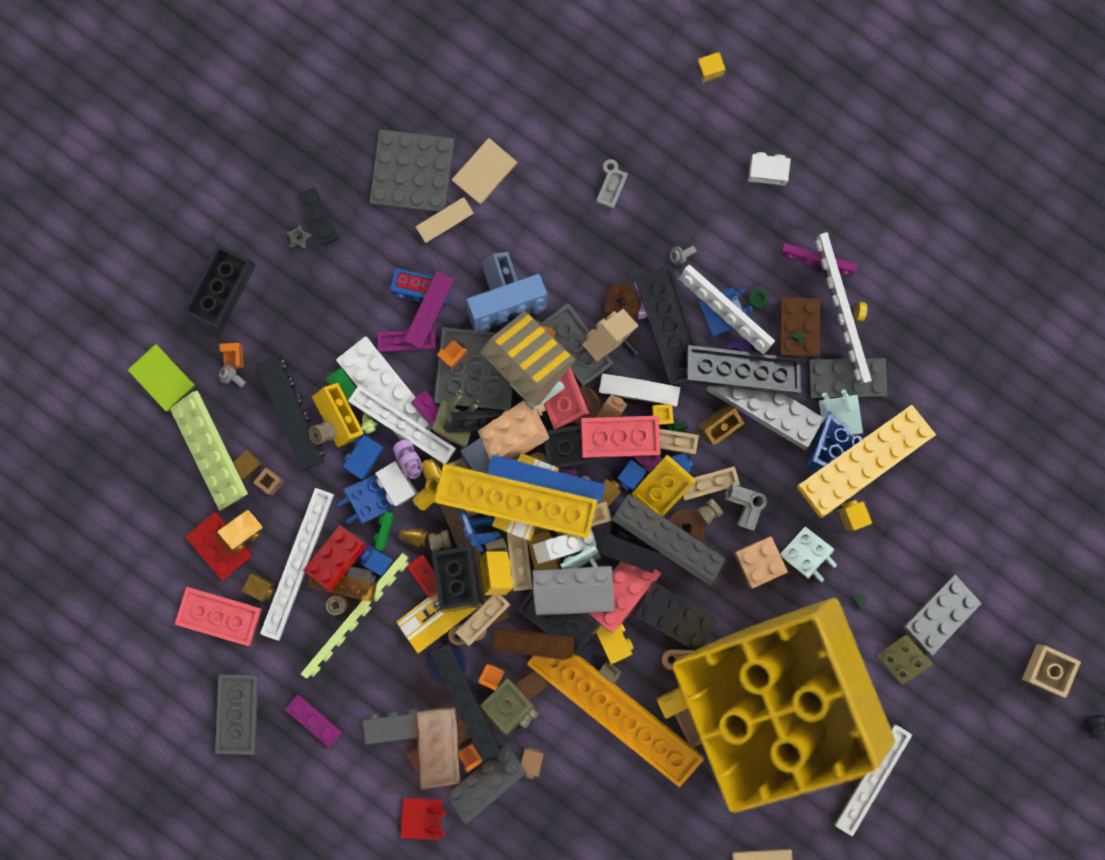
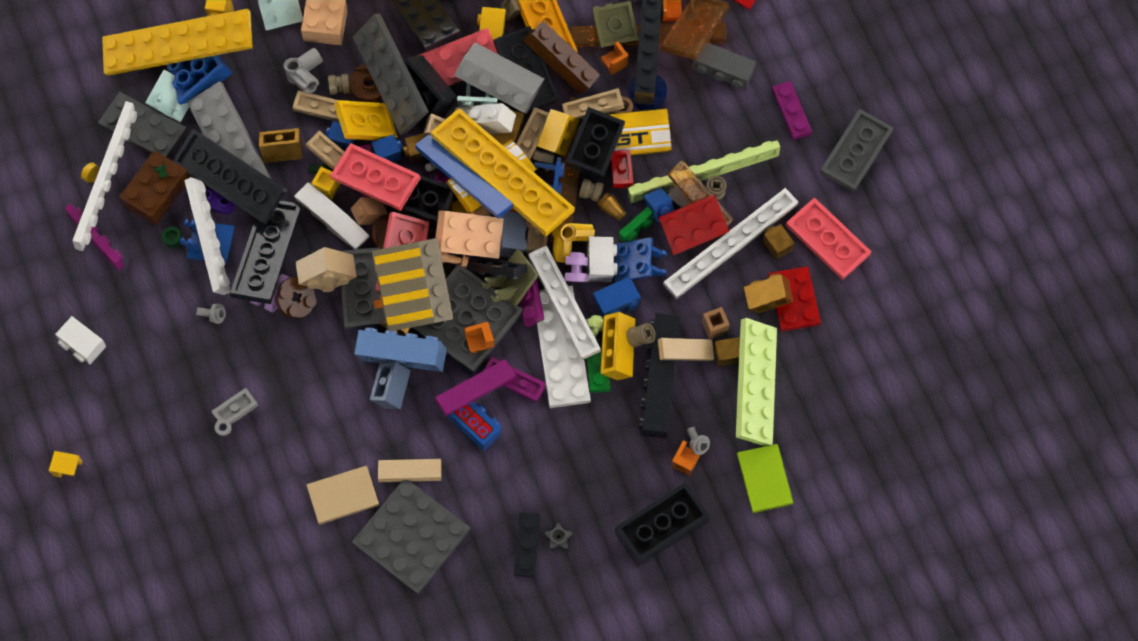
camera: 150 degrees left, 15 degrees down
(279, 443) = (685, 349): none -> tan tile

